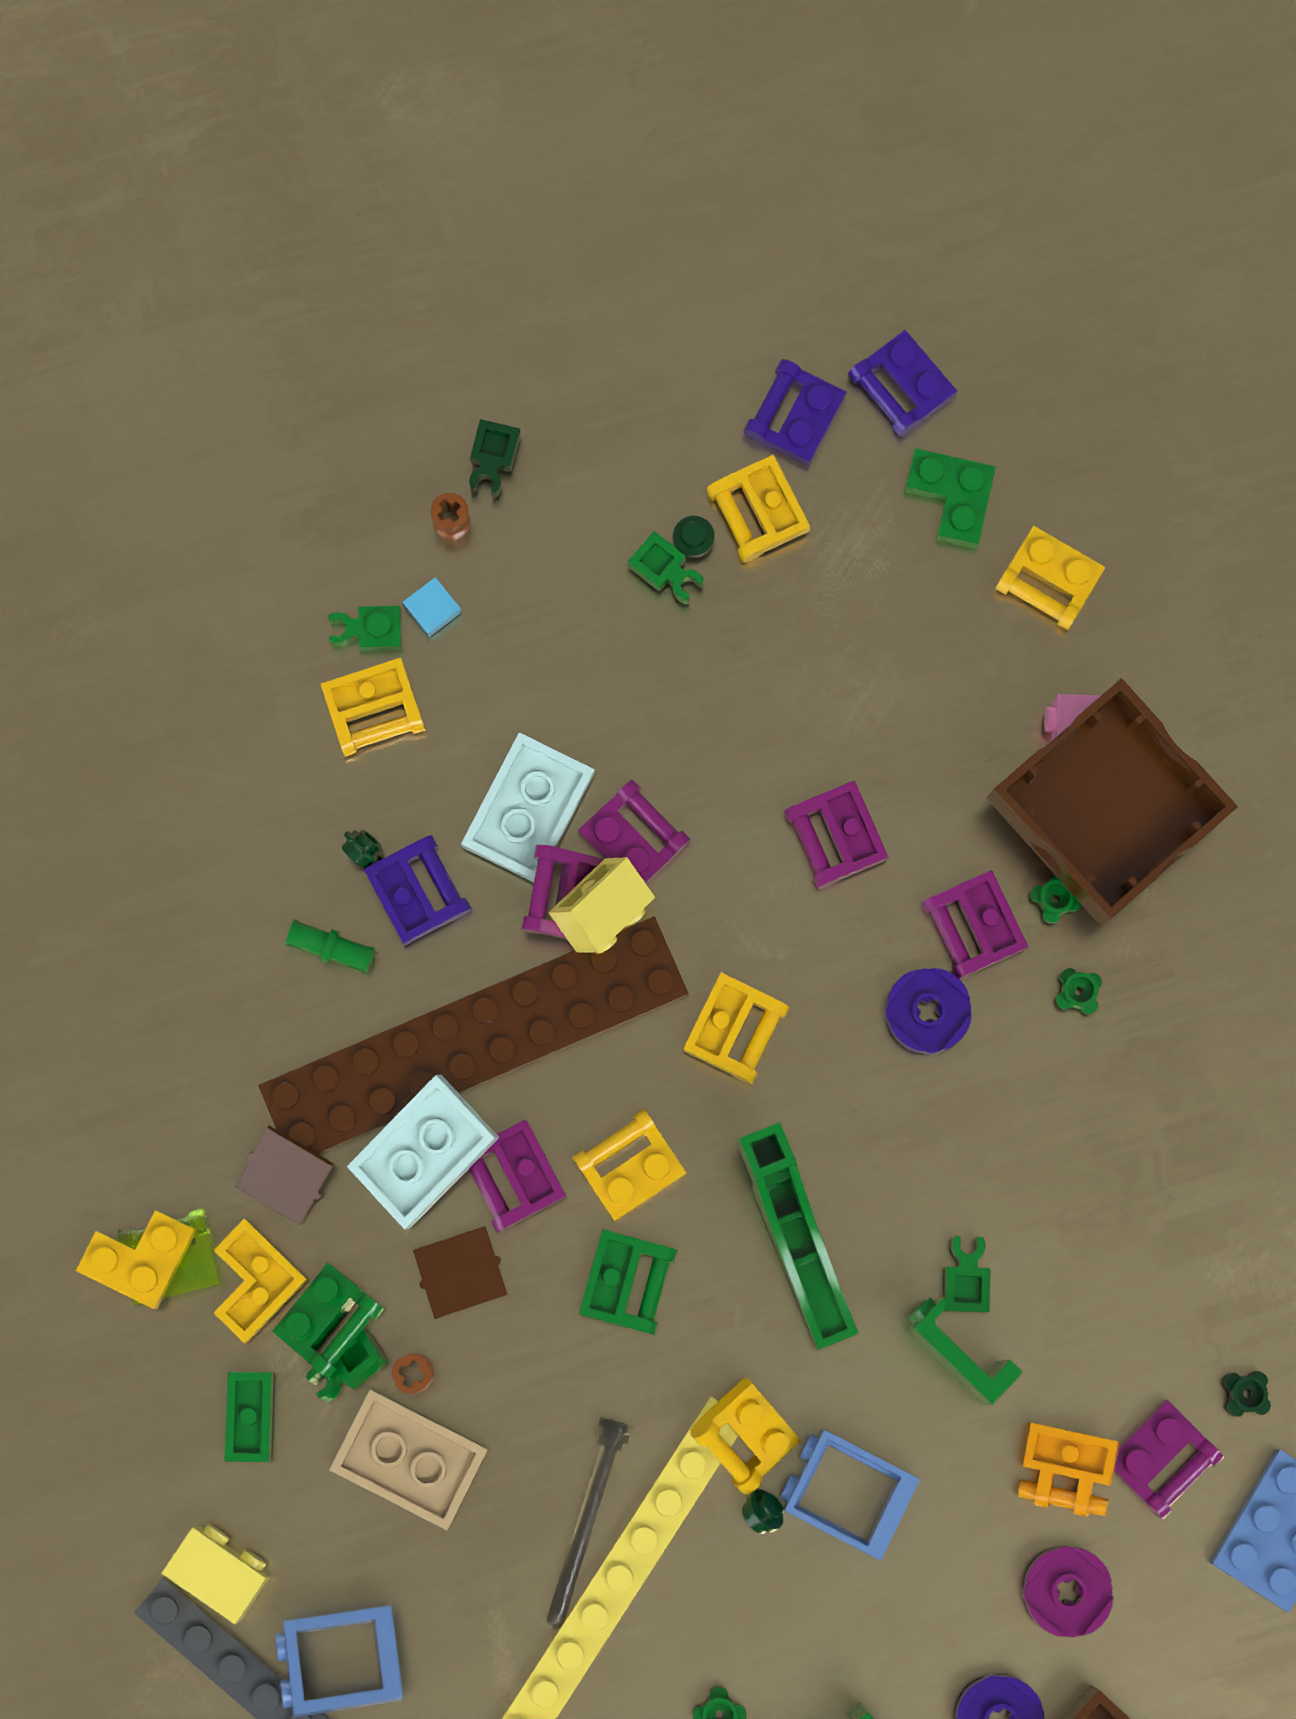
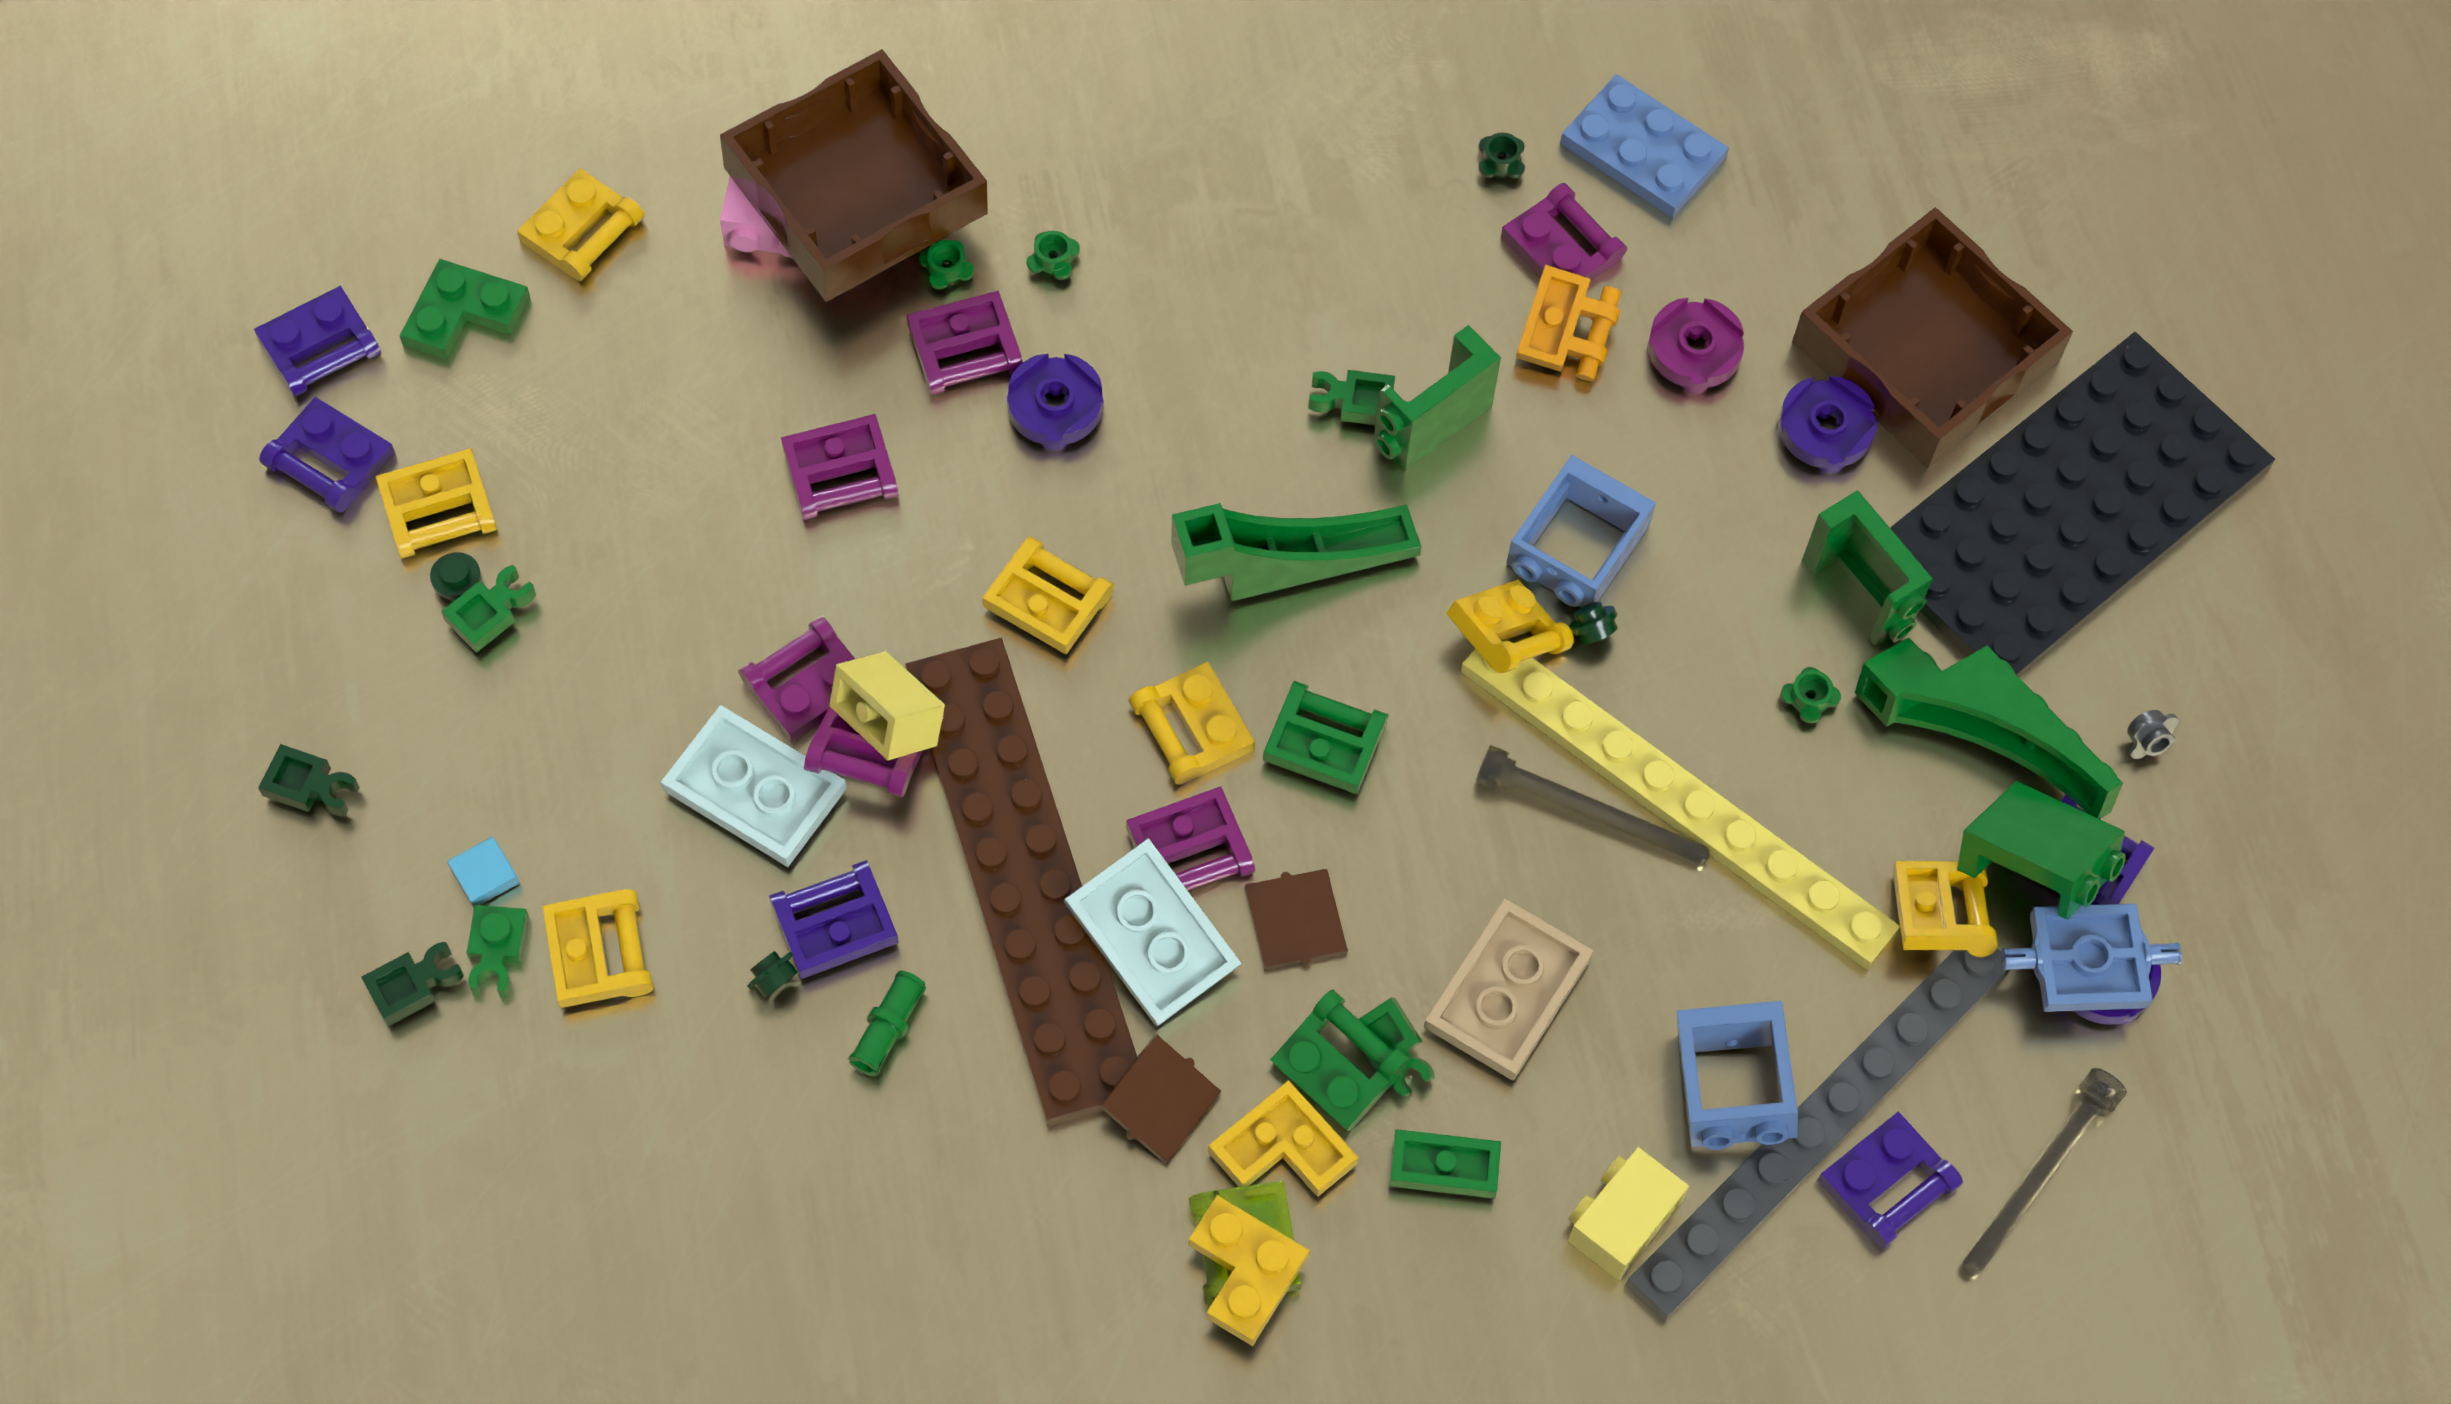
camera: 85 degrees left, 15 degrees down
(326, 564) = (404, 986): none -> dark green plate
(401, 1379) = (1400, 962): dark orange bush -> none
(454, 505) = (360, 833): dark orange bush -> none

